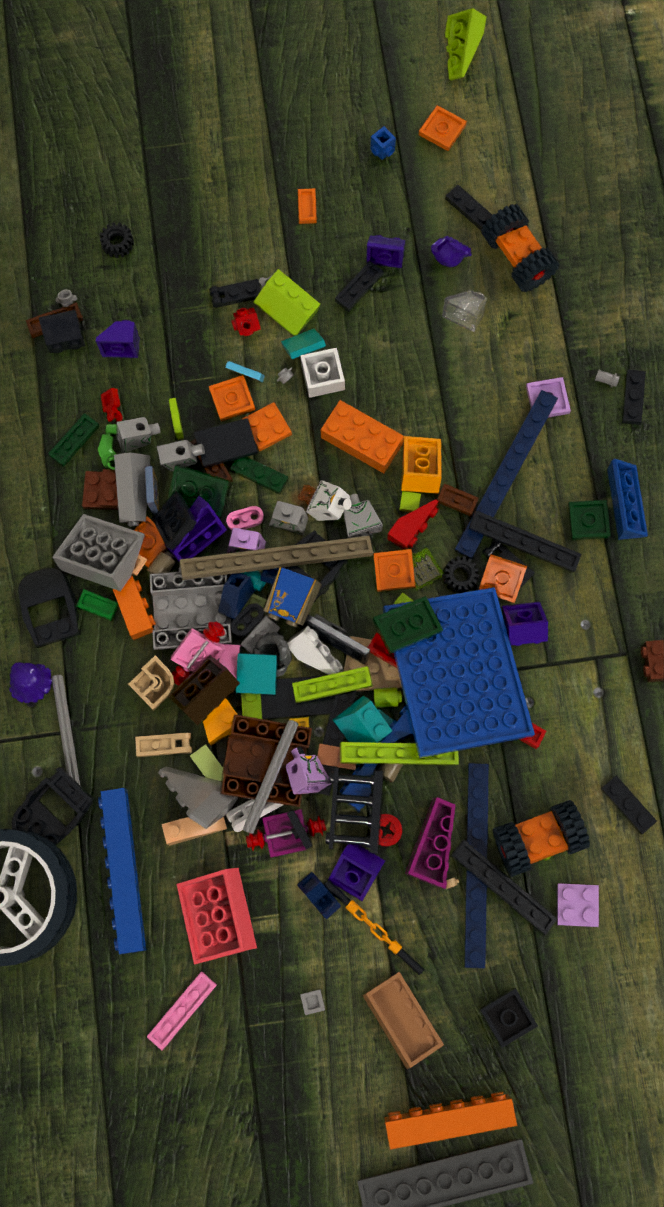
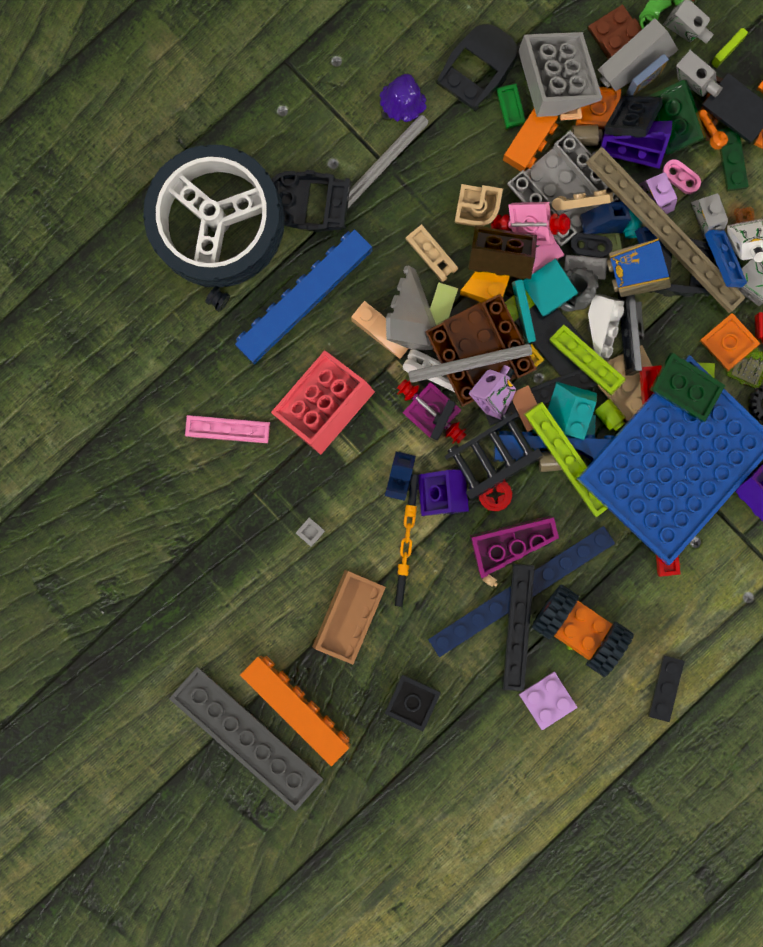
camera: 55 degrees right, 10 degrees up
(72, 942) = (217, 298): none -> black wheel
(208, 602) = (582, 200): none -> tan plate
(237, 472) = (718, 138): none -> orange piece
(260, 706) = (523, 311): none -> teal tile
(330, 529) = (725, 258): none -> blue plate

